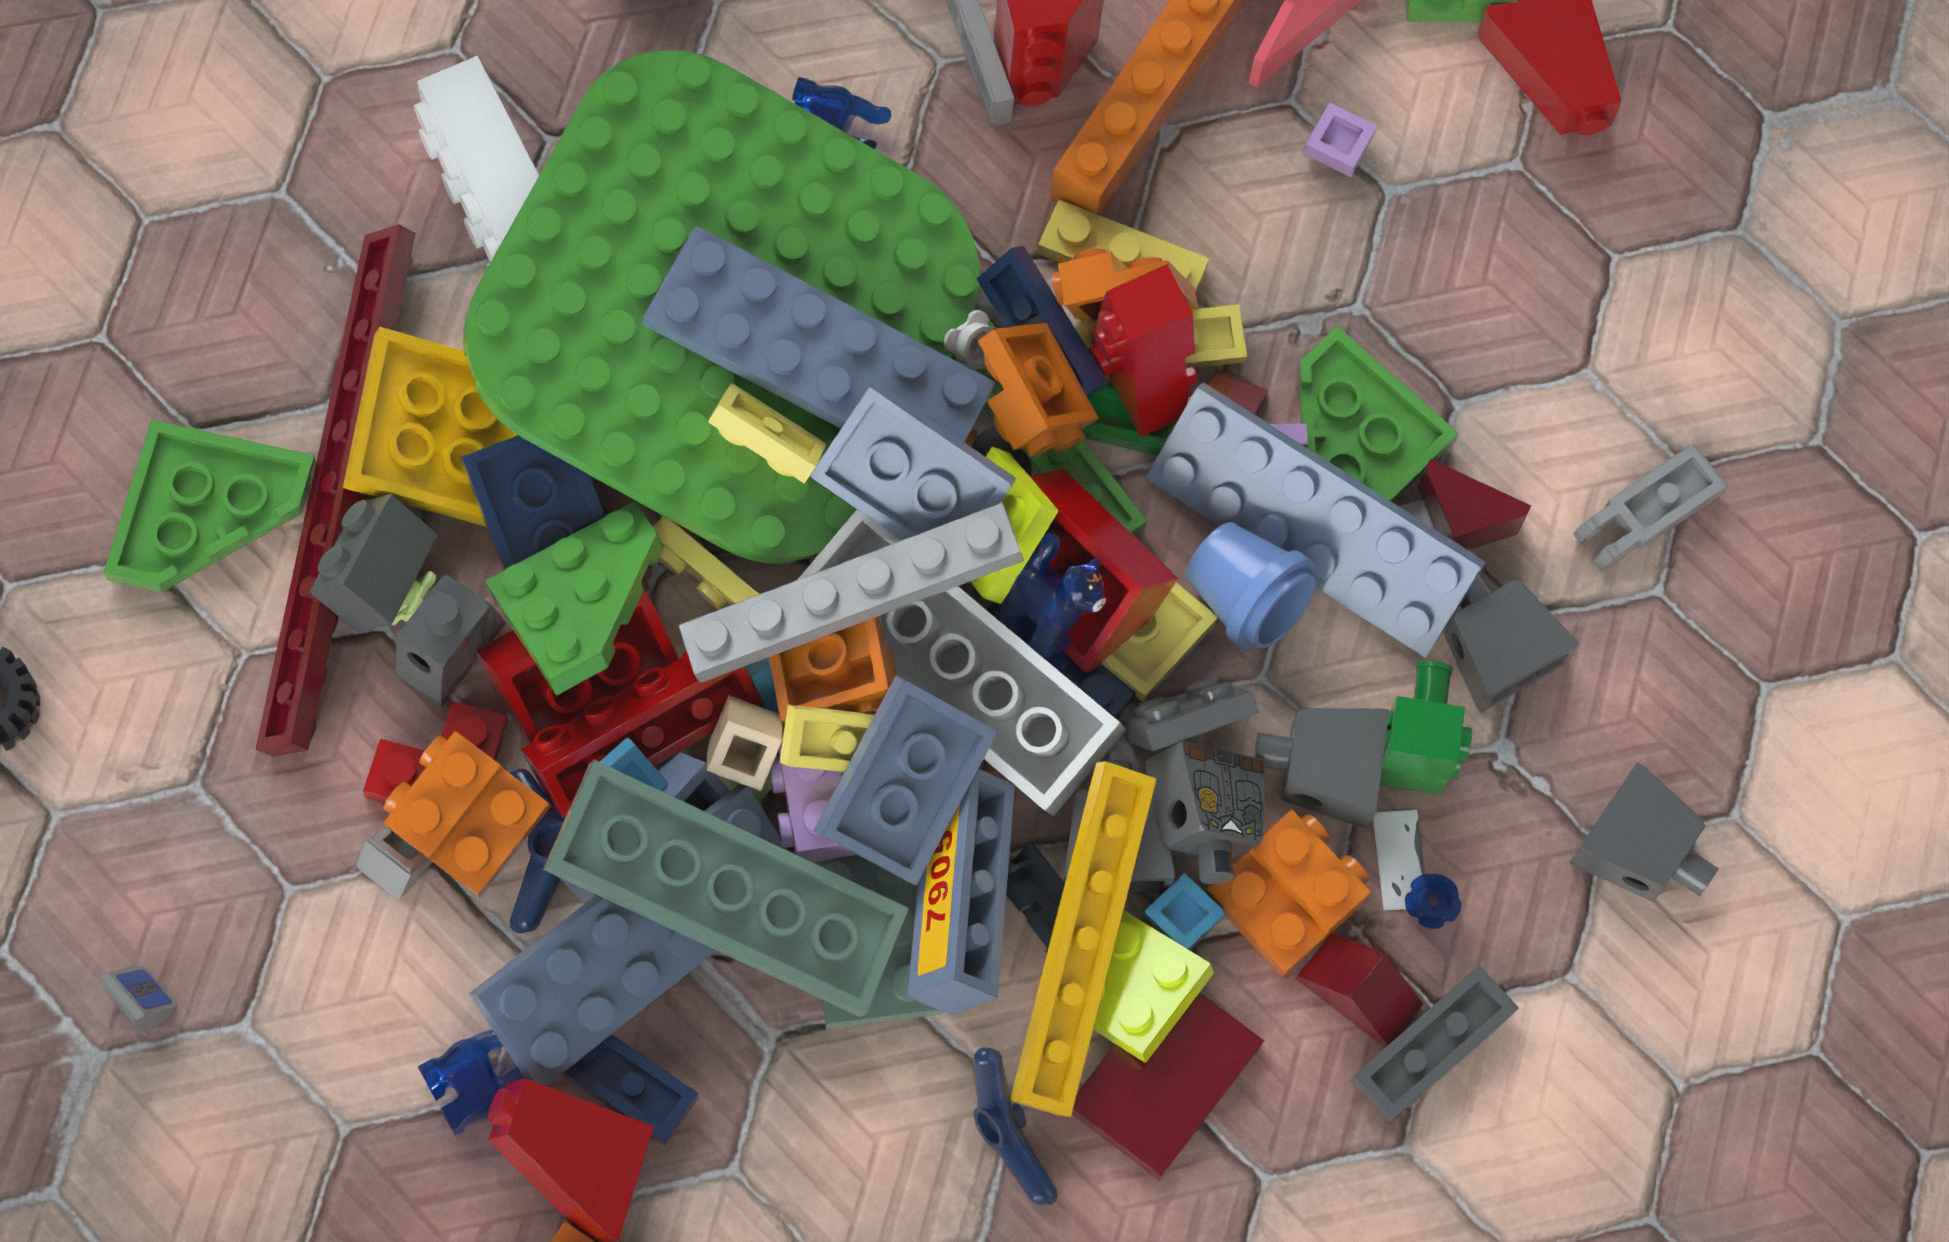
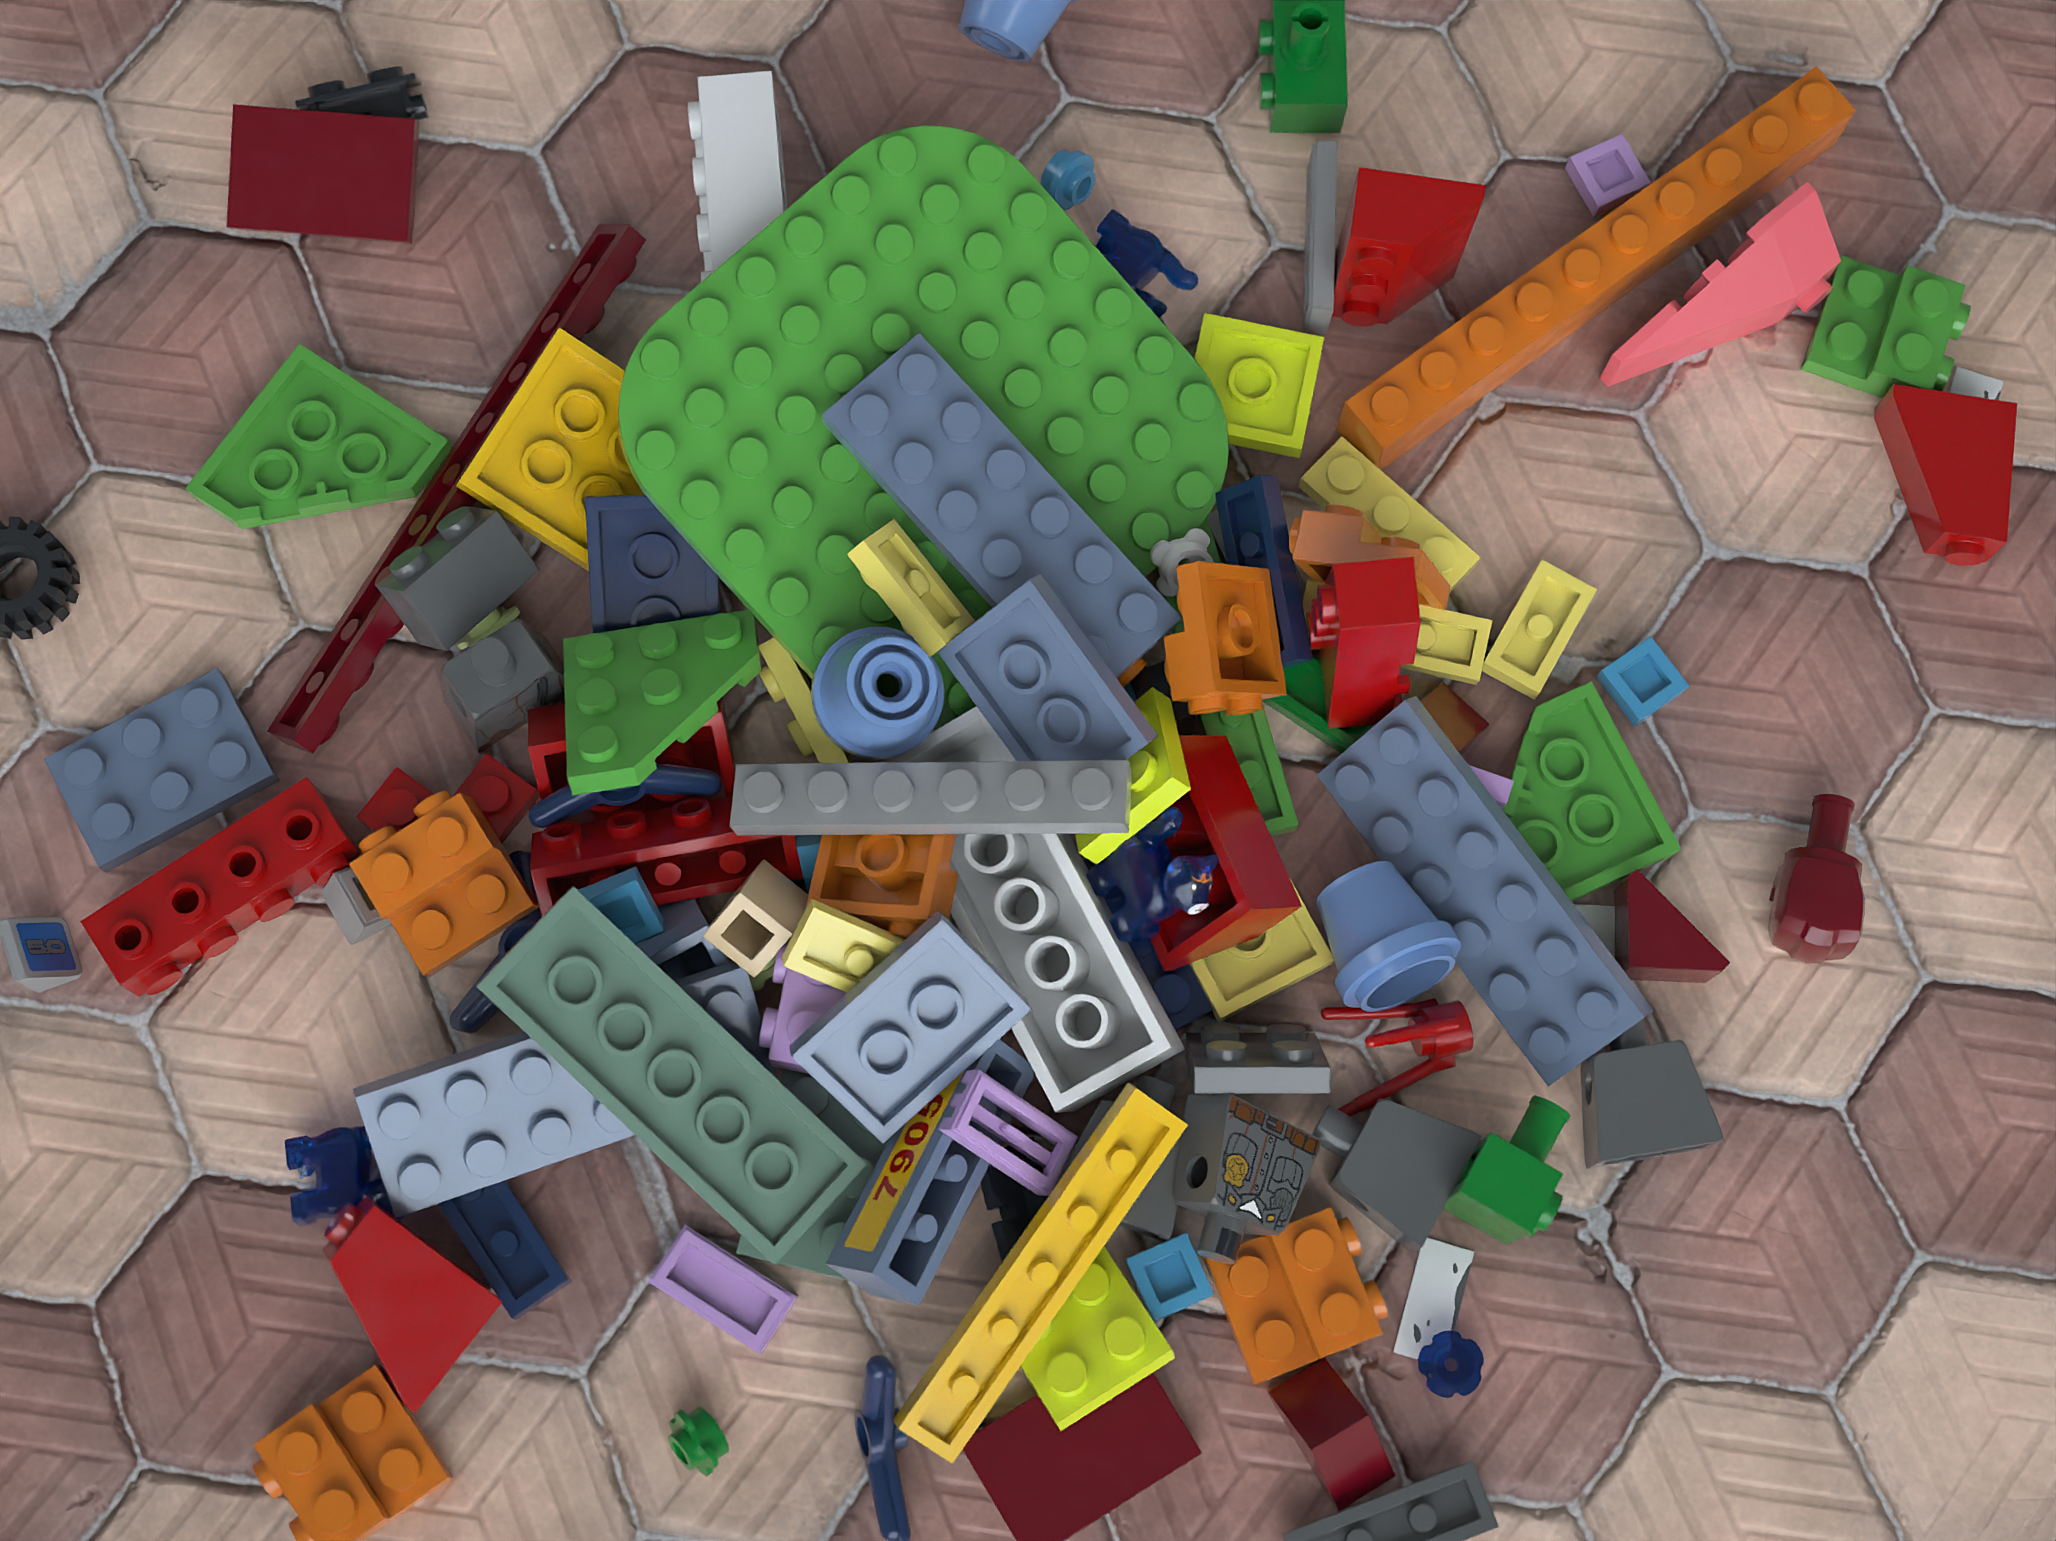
camera: 25 degrees right, 5 degrees up
(100, 215) = (384, 95): none -> black hinge
(110, 272) = (322, 174): none -> dark red tile
(177, 813) = (161, 770): none -> sand blue plate
(275, 888) = (221, 889): none -> red brick
(549, 705) = (664, 780): none -> dark blue piece
(751, 60) = (1069, 178): none -> dark azure plate
(760, 542) = (854, 710): none -> medium blue piece
(825, 1059) = (723, 1289): none -> lavender tile
(855, 1180) = (697, 1440): none -> green plate
(978, 174) = (1262, 381): none -> neon yellow plate
(1015, 849) = (968, 1109): none -> lavender tile
(1278, 300) = (1538, 629): none -> light yellow plate
(1317, 646) = (1433, 1031): none -> red plant
(1340, 139) = (1675, 475): lavender plate -> none
(1377, 312) = (1642, 681): none -> dark azure plate
(1579, 427) = (1819, 889): none -> dark red piece
(1646, 840) = (1717, 1387): dark grey torso -> none
(1654, 504) = (1873, 1007): light grey hinge -> none

